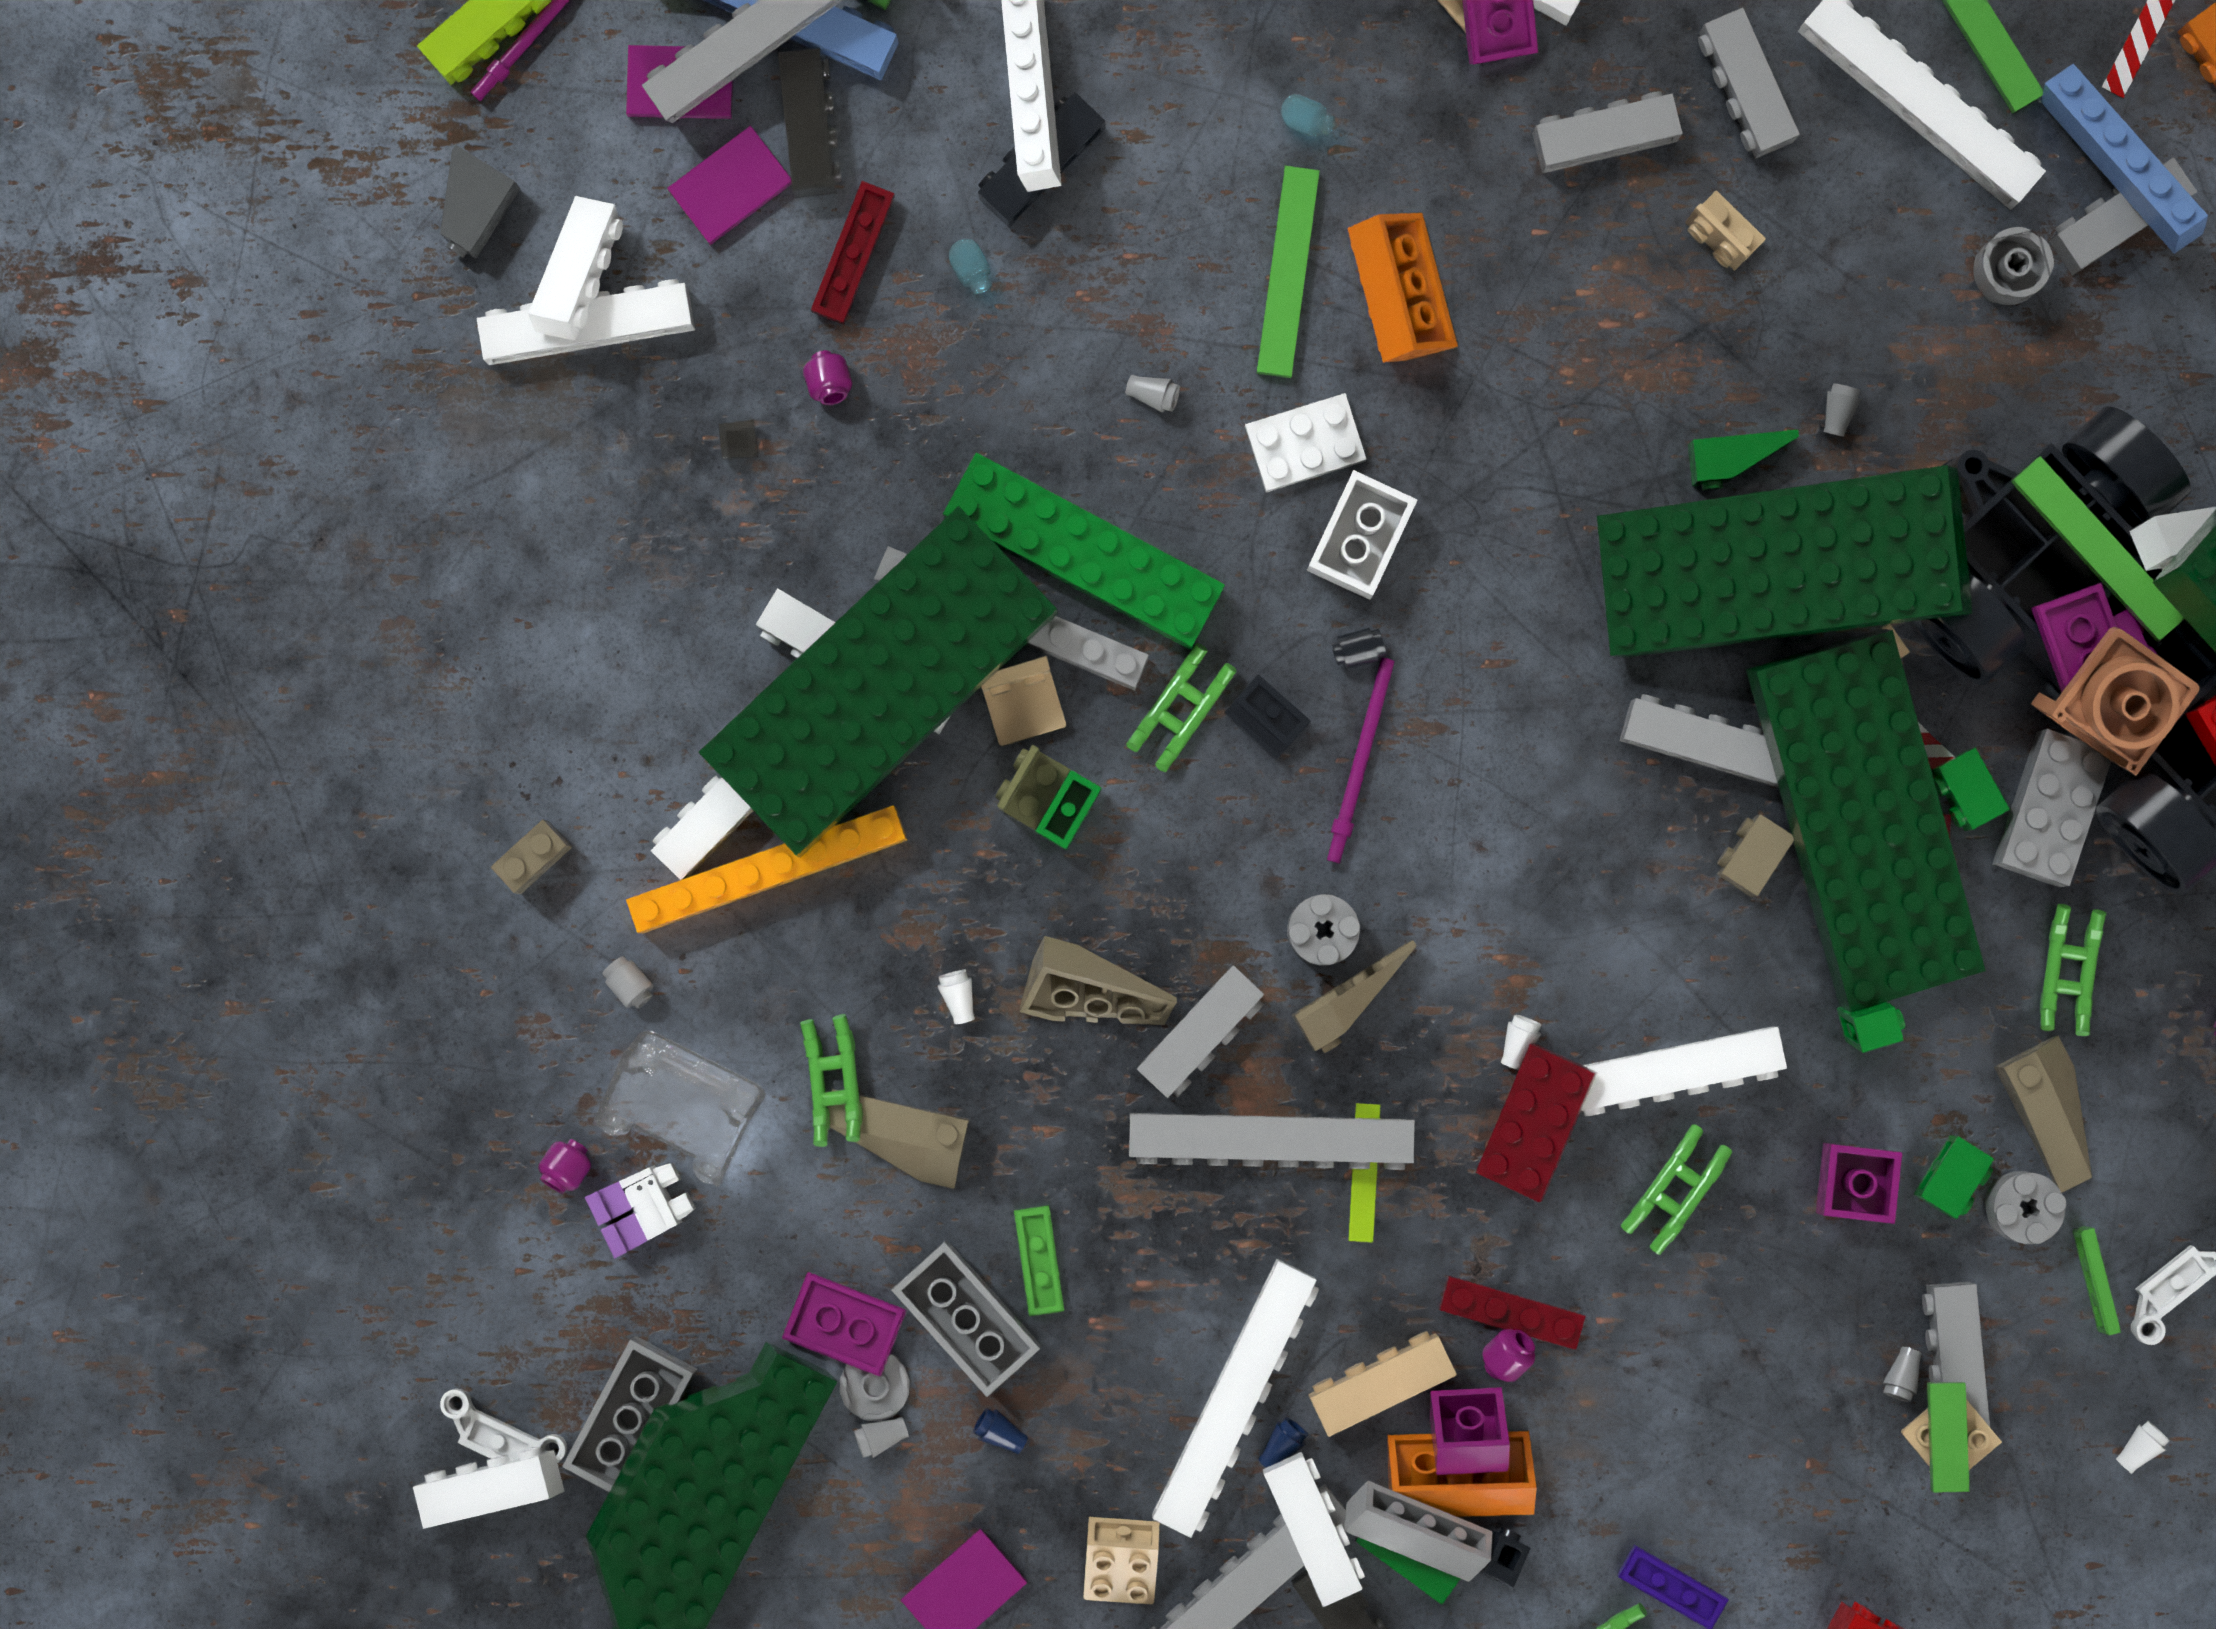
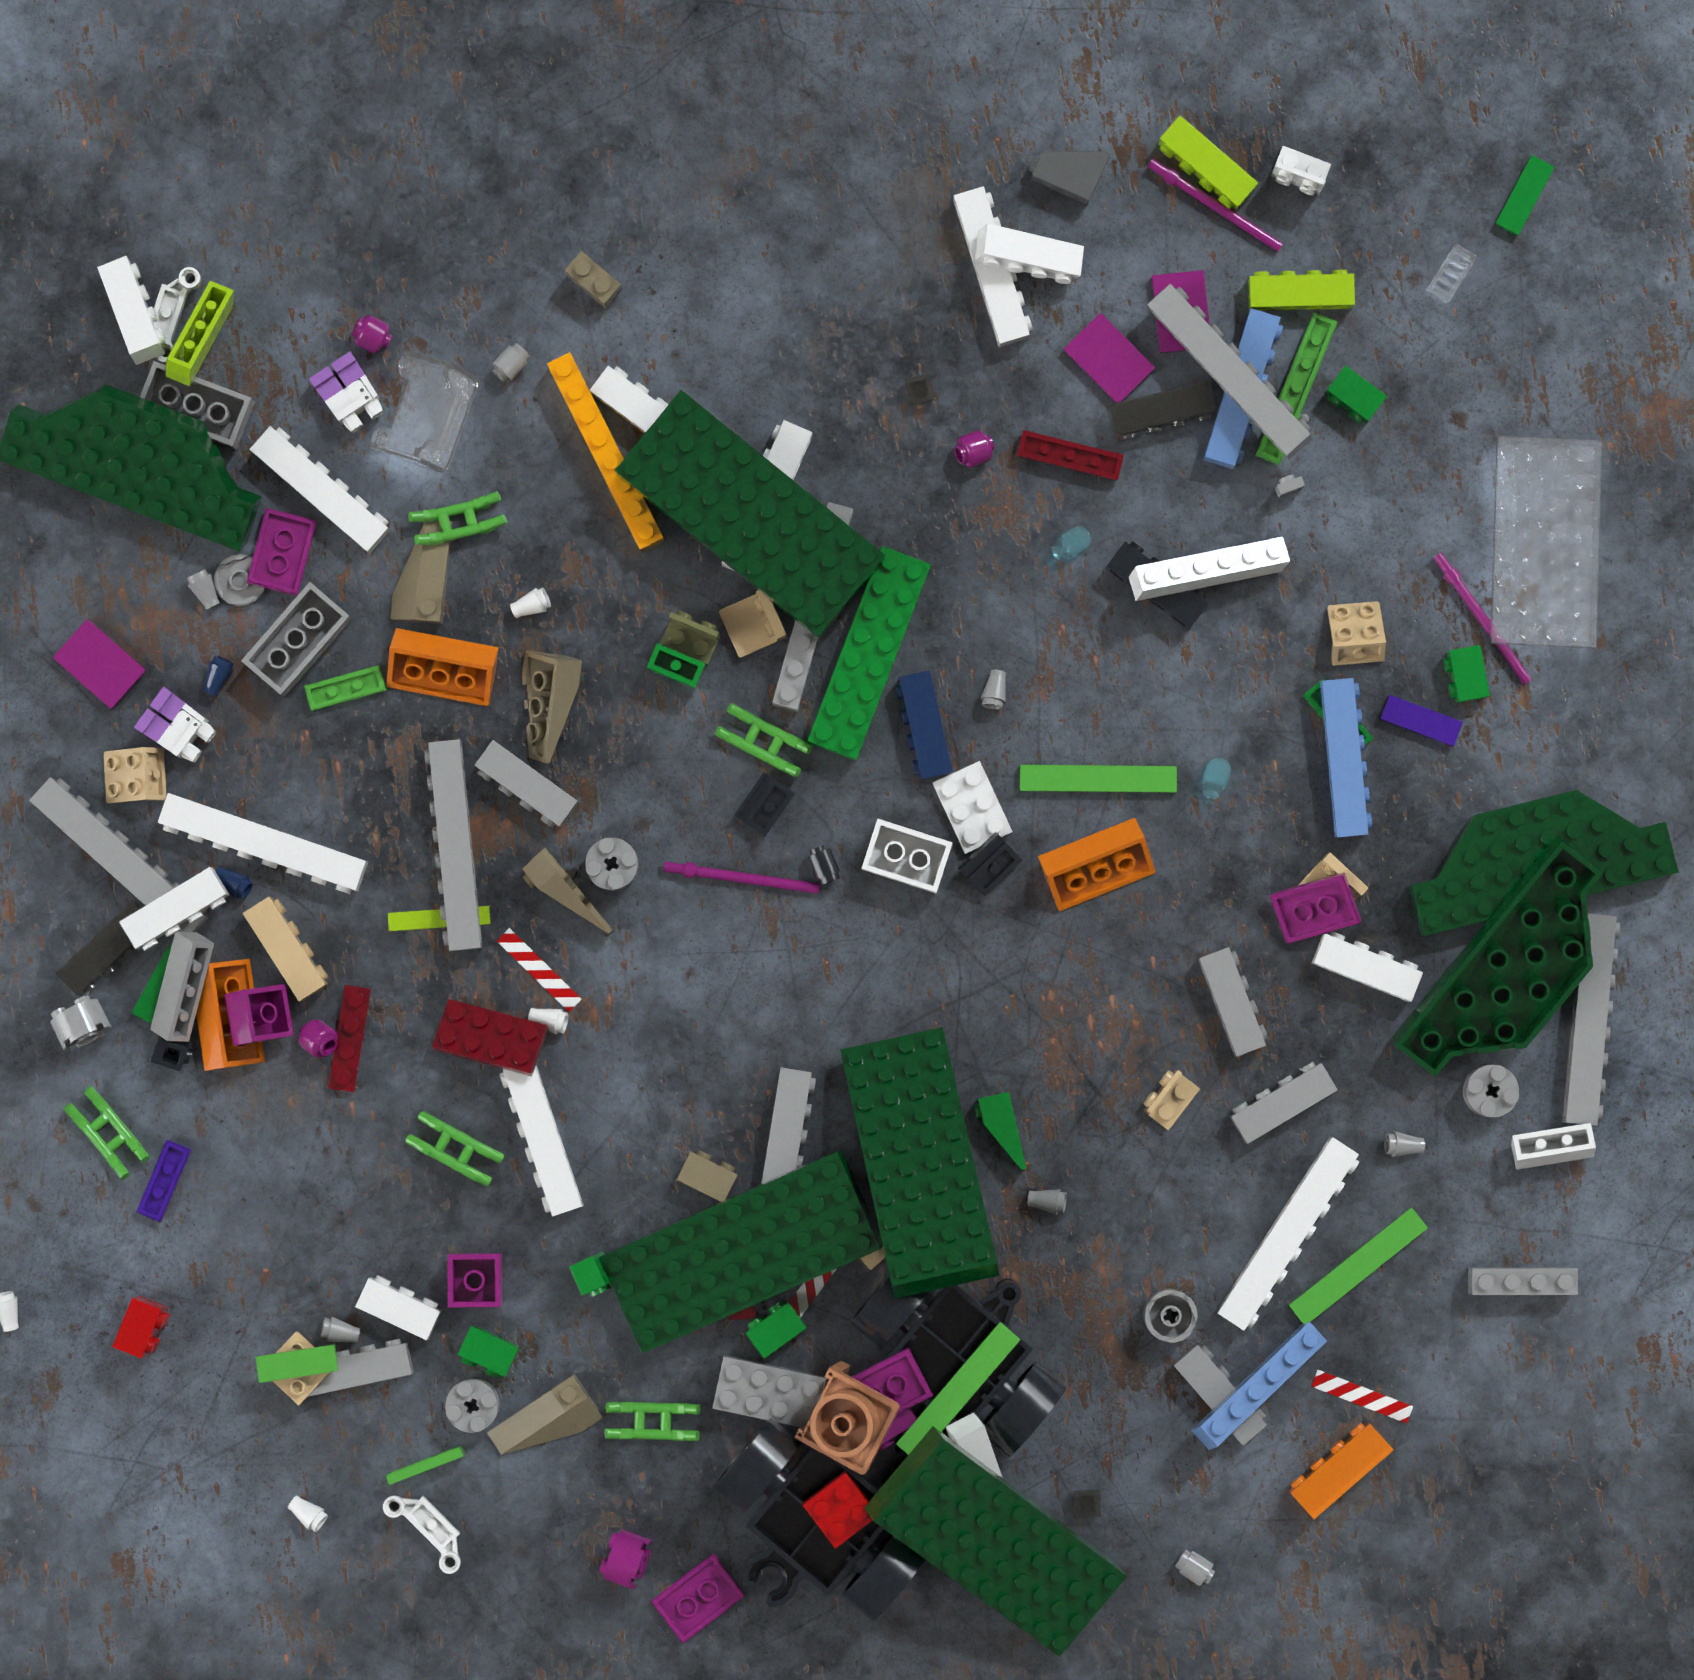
camera: 80 degrees right, 0 degrees up
(533, 1399) = (199, 333): none -> lime brick
(766, 1261) = (319, 489): none -> white brick
(1027, 1126) = (441, 667): none -> orange slope
(1065, 1484) = (182, 732): none -> hips
(1189, 490) = (925, 725): none -> dark blue brick
(1385, 427) = (990, 864): none -> black plate
(1450, 1046) = (539, 970): none -> sticker
(1882, 1290) = (399, 1307): none -> white brick

